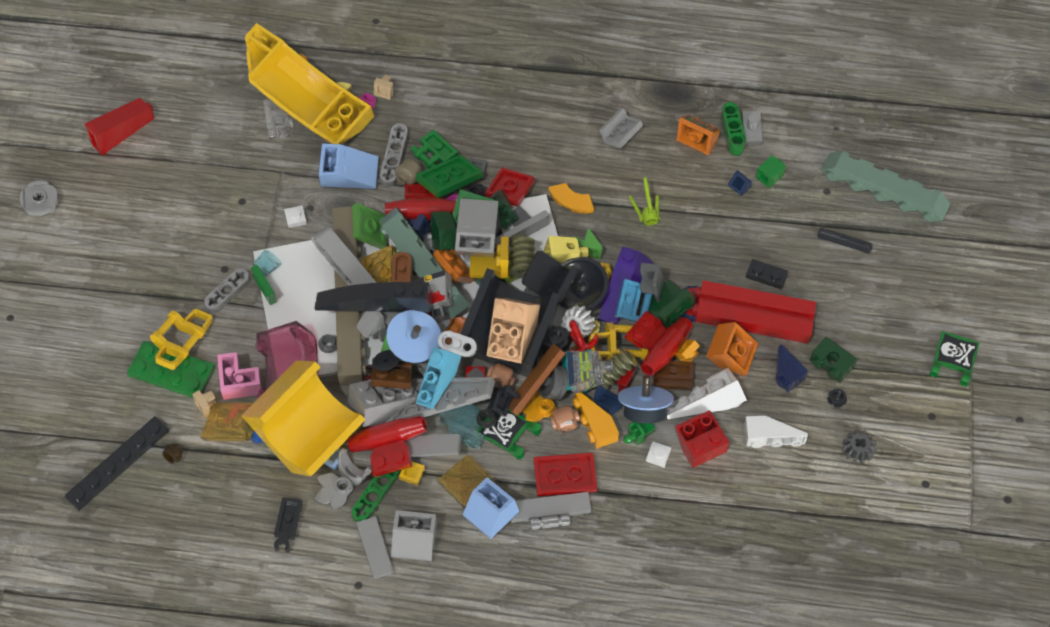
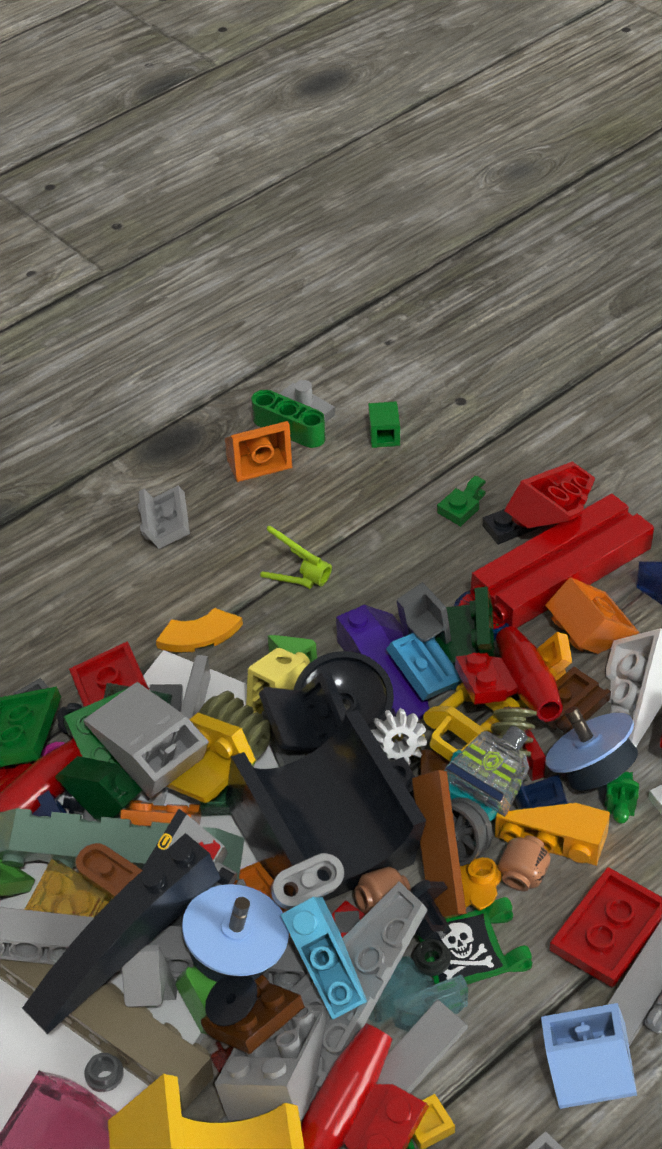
camera: 45 degrees left, 15 degrees down
(463, 479) = (509, 1060): clear yellow plate -> none
(512, 329) = (342, 810): light nougat slope -> none
(577, 337) = (437, 755): red piece -> none
(740, 183) = (366, 461): dark blue slope -> none
(753, 243) = (462, 505): none -> green plate
(790, 279) = (551, 496): none -> red wedge
(845, 240) = (545, 425): black axle -> none
(886, 185) = (515, 341): sand green brick -> none

